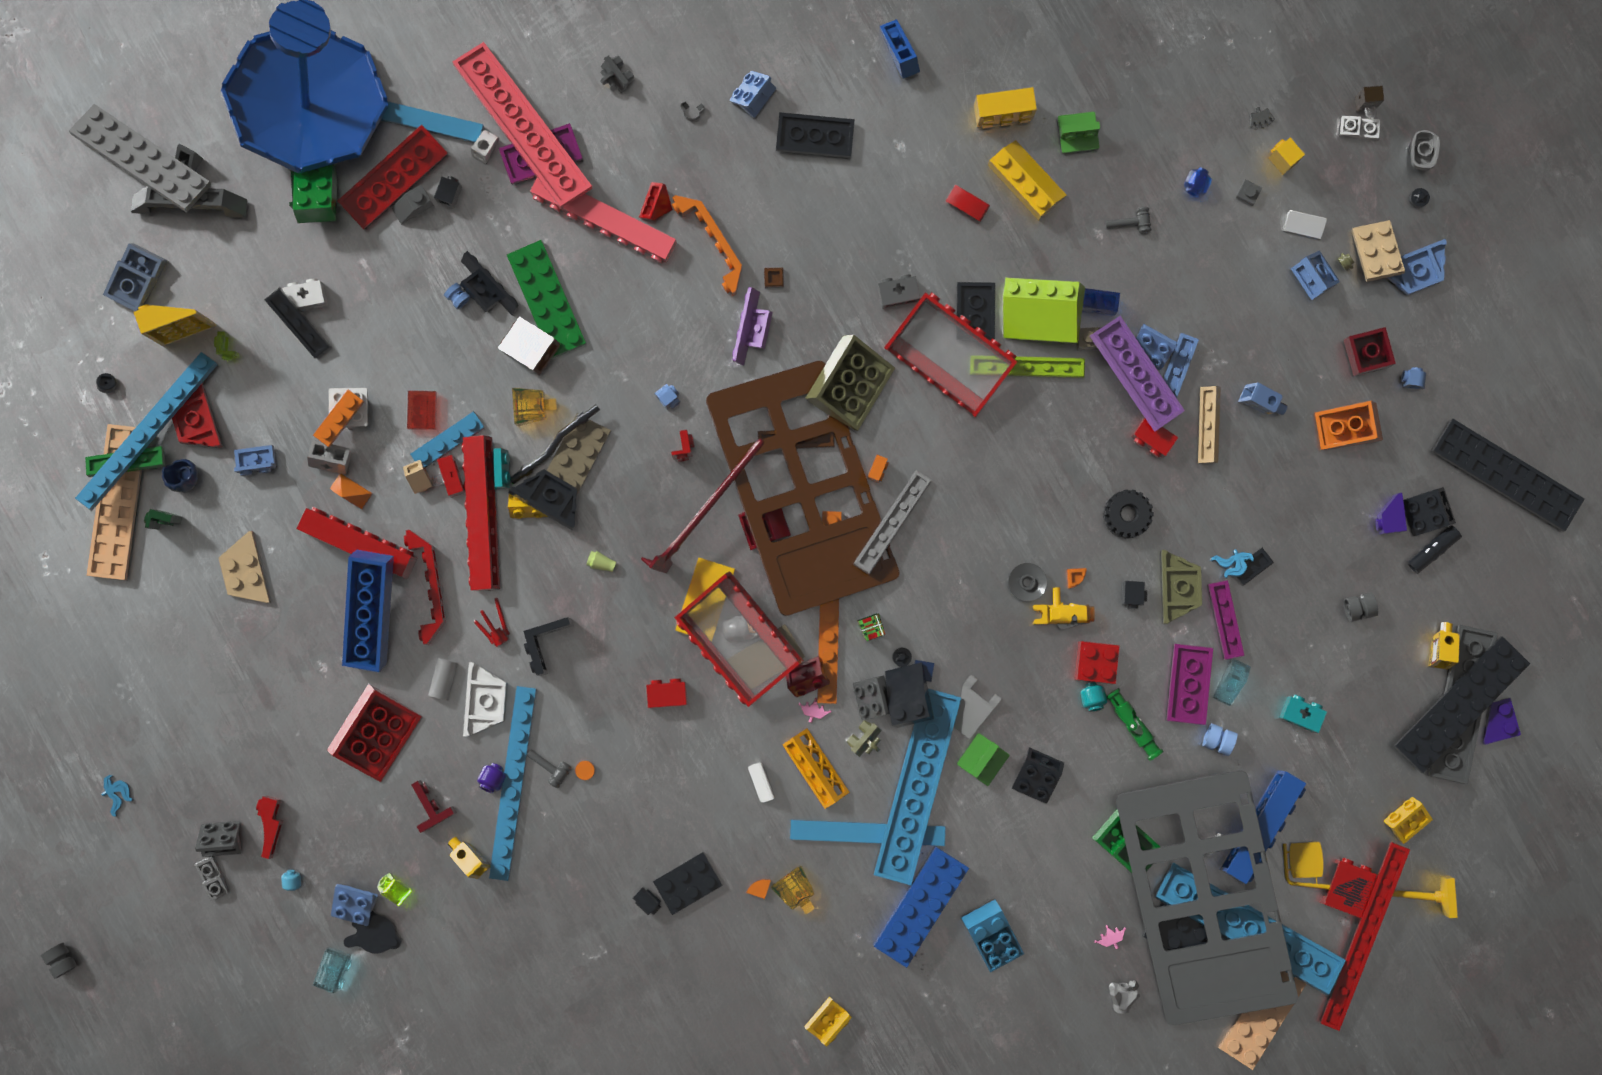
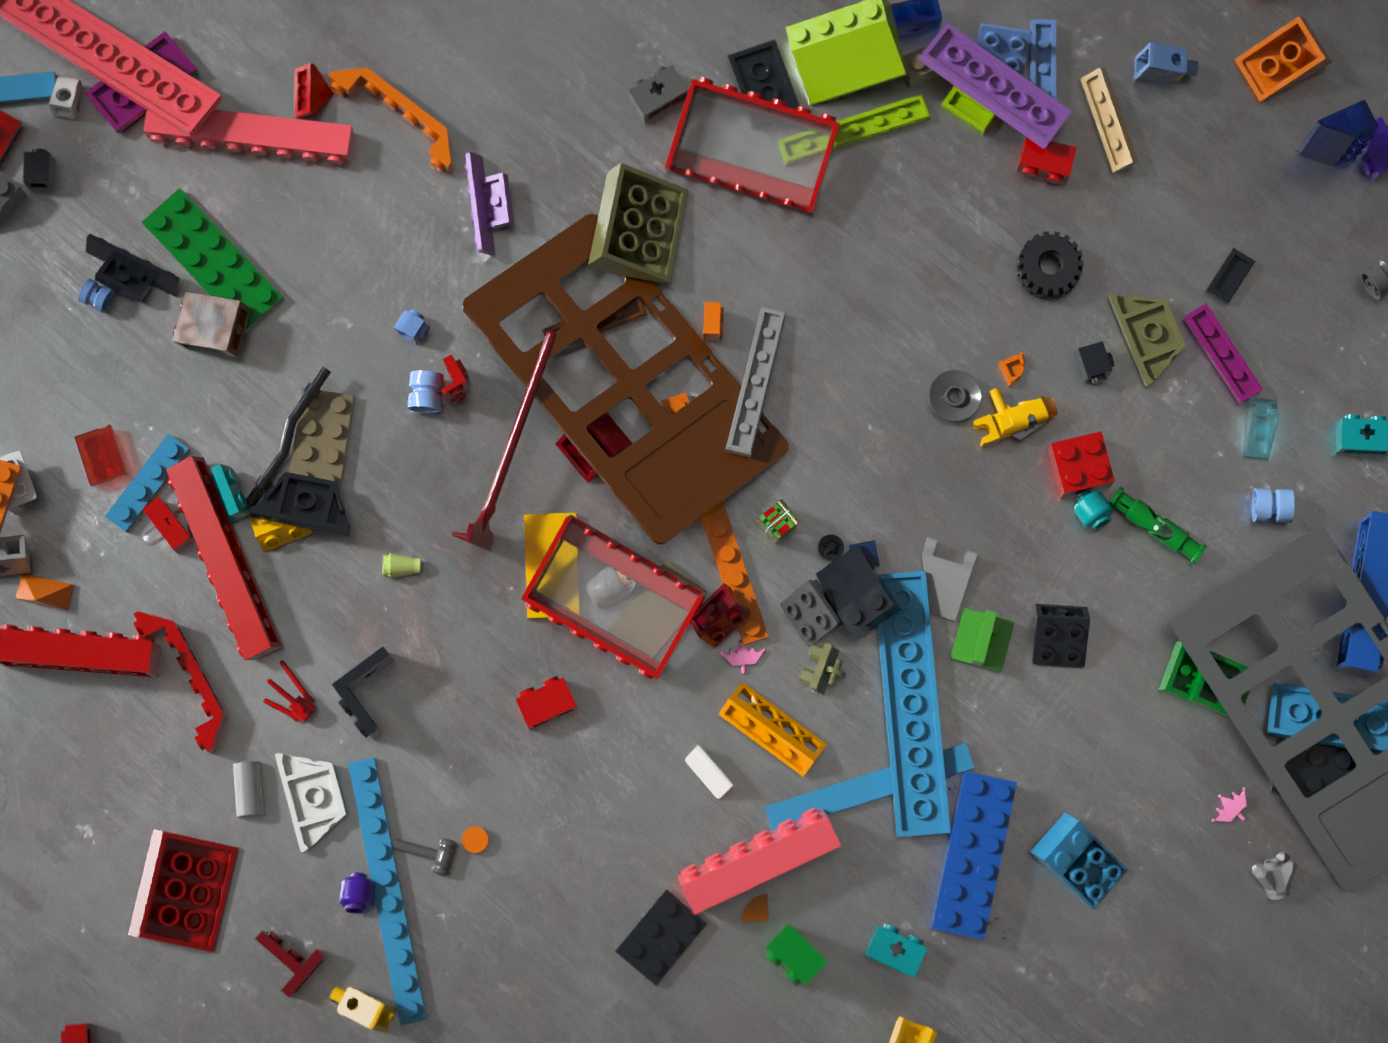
camera: 20 degrees left, 5 degrees down
(367, 610) = (119, 731): blue brick -> none
(417, 477) = (125, 541): tan brick -> none
(530, 406) = (240, 400): clear yellow torso -> none
(647, 901) = (617, 979): black brick -> none
(661, 446) = (425, 391): none -> light blue wheel
(771, 856) = (758, 860): none -> coral brick
(773, 277) = (493, 132): reddish brown tile -> none
(773, 931) = (795, 955): none -> green brick
(795, 890) = (804, 894): clear yellow torso -> none
(833, 949) = (880, 951): none -> teal brick
(1111, 382) = (968, 110): none -> lime tile
(1189, 684) = (1208, 450): magenta plate -> none
(1240, 567) = (1211, 271): dark azure piece -> none
(1367, 499) = (1340, 136): none -> clear blue slope

